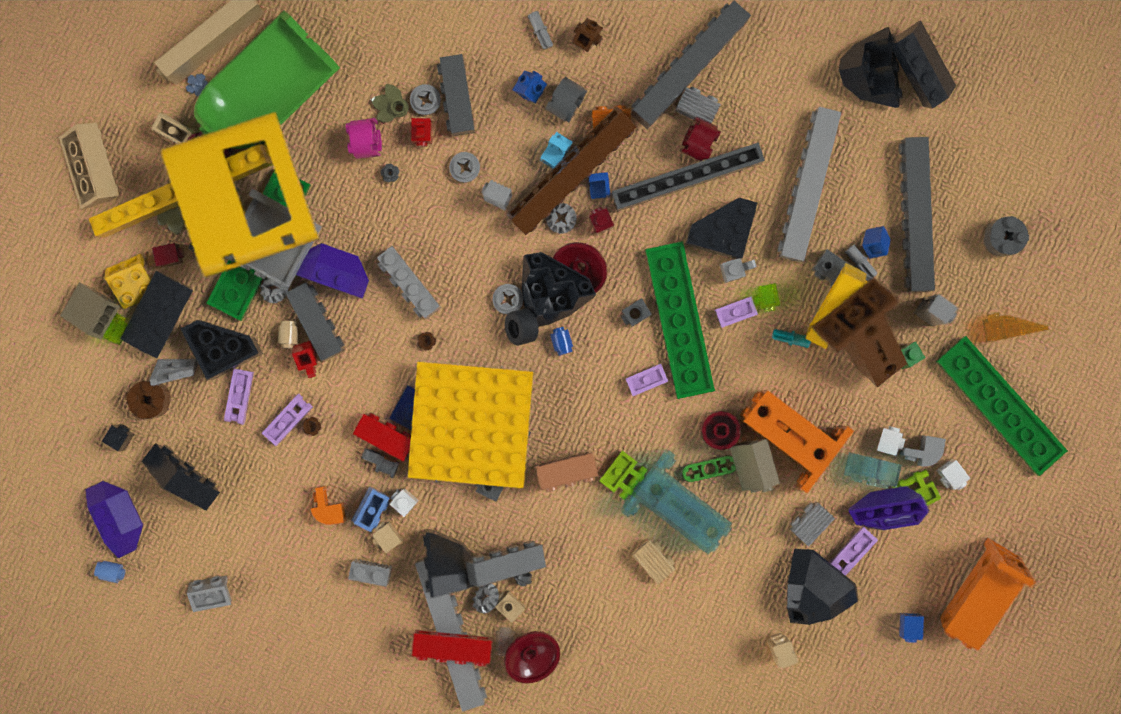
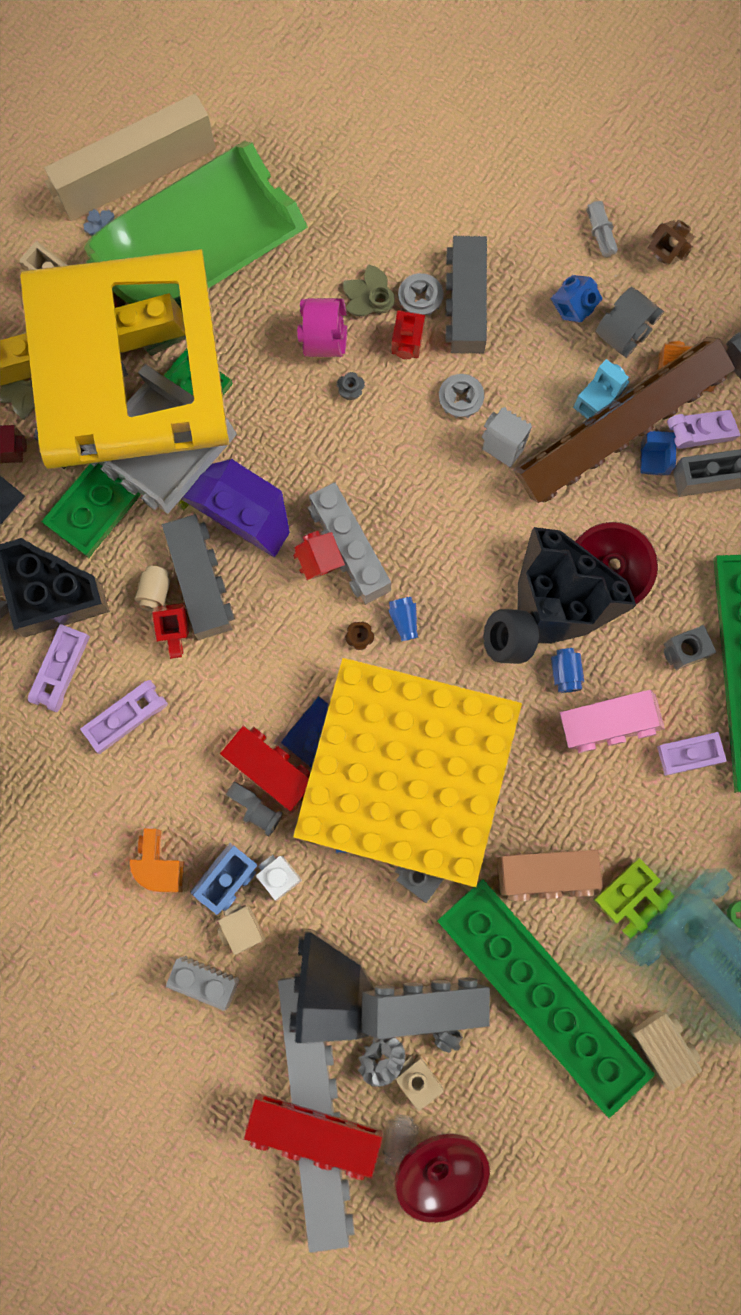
camera: 15 degrees right, 10 degrees down
(272, 296) = (147, 527): light grey gear -> none
(312, 421) = (151, 733): reddish brown plate -> none
(390, 296) = (318, 555): none -> brick
(453, 325) = (404, 616): none -> blue cone
(498, 298) = (499, 582): light grey gear -> none
(570, 219) = (590, 503): light grey gear -> none
(577, 543) = (546, 998): none -> green plate
(594, 369) = (612, 721): none -> bright pink wedge
(601, 220) = (654, 503): dark red brick -> none
(626, 165) = (703, 428): none -> lavender plate

